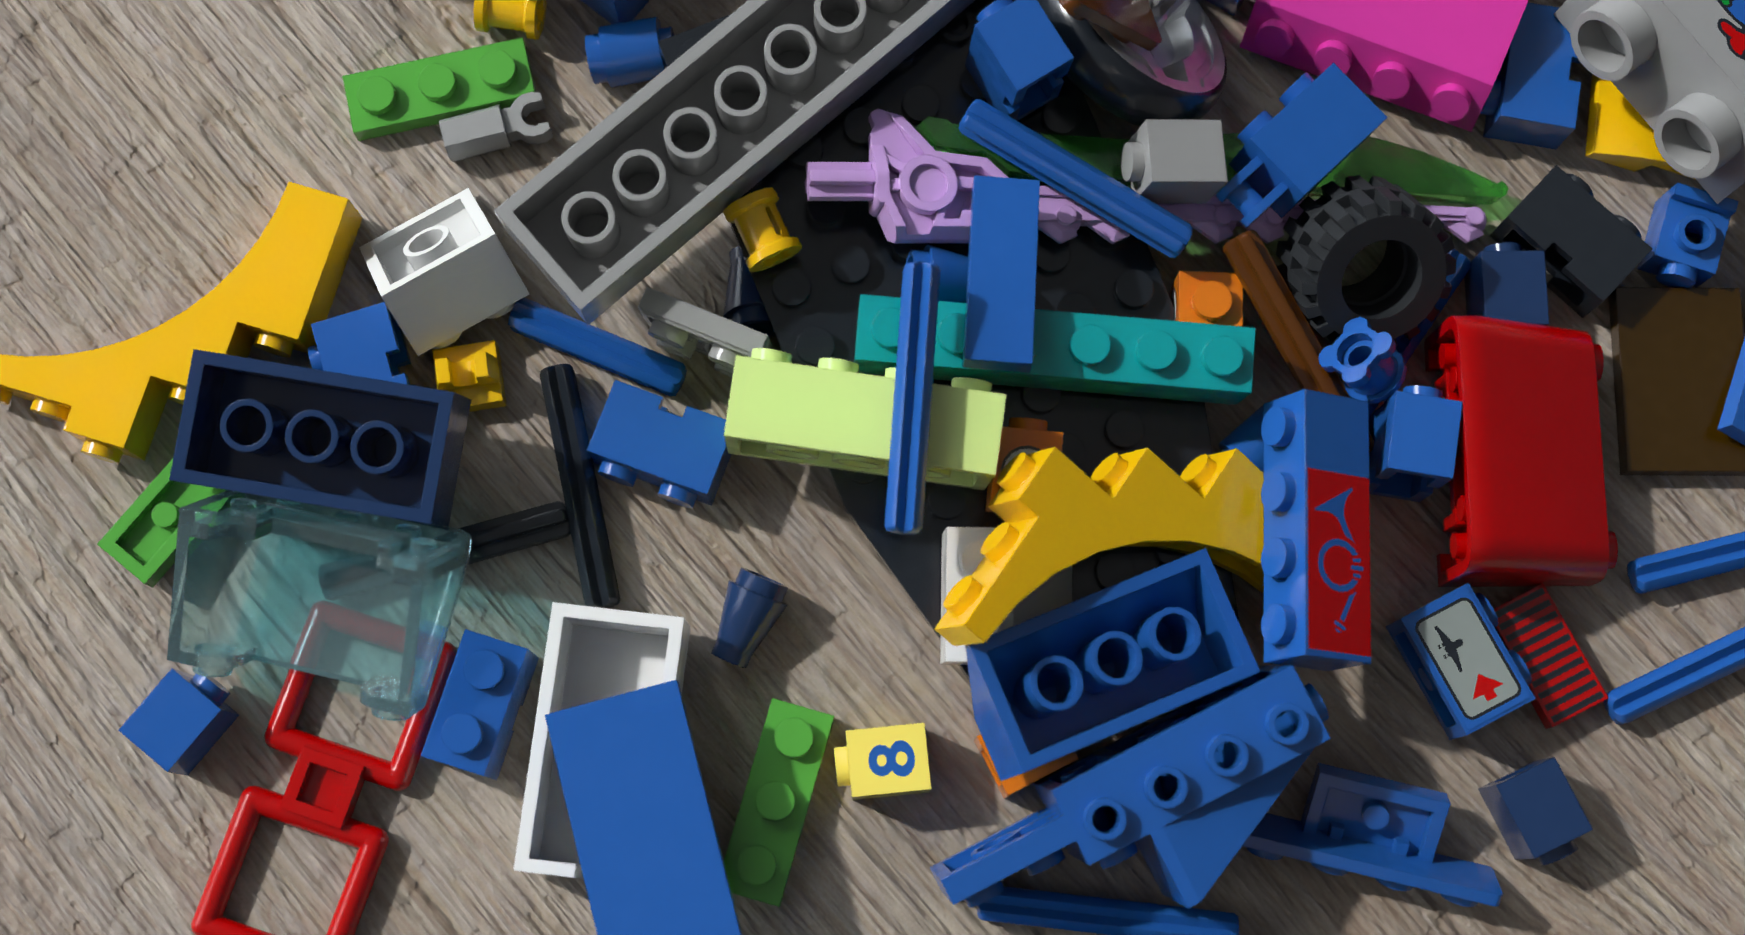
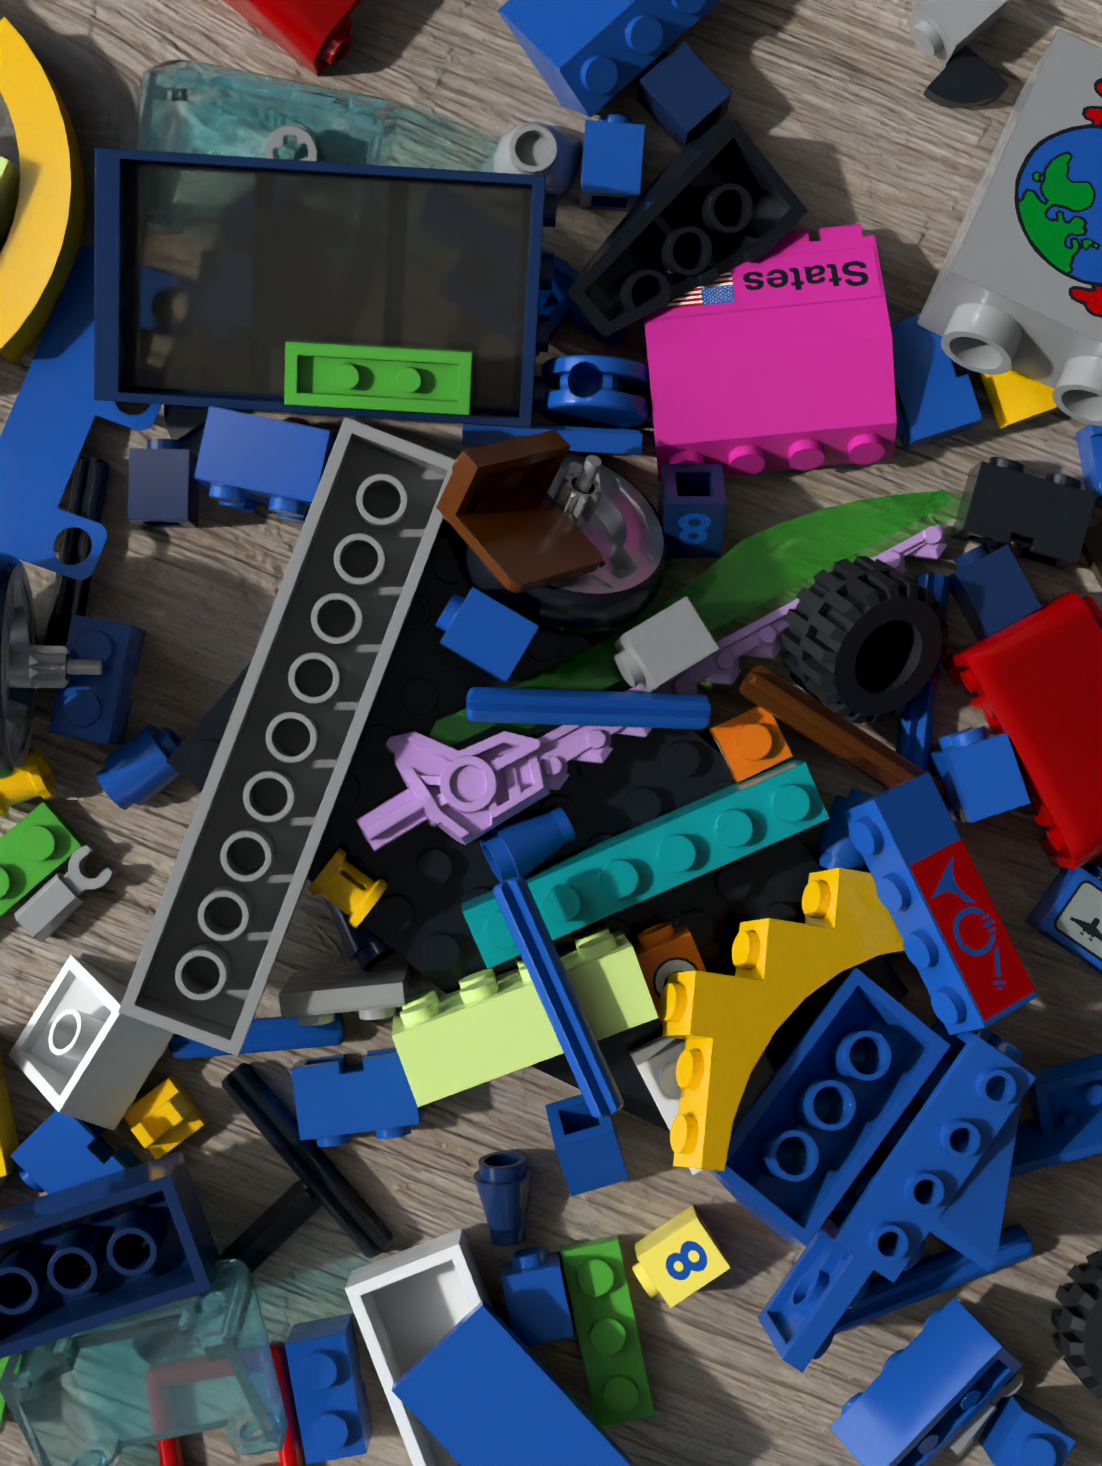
camera: 25 degrees left, 10 degrees up
(729, 724) = (537, 1296): none -> blue brick
(855, 600) = (585, 1146): none -> blue brick
(1001, 274) = (572, 836): blue tile -> none
(1259, 74) = (693, 509): none -> dark blue brick
(1300, 145) = (760, 569): blue brick -> none
(1366, 361) = (907, 732): blue brick -> none

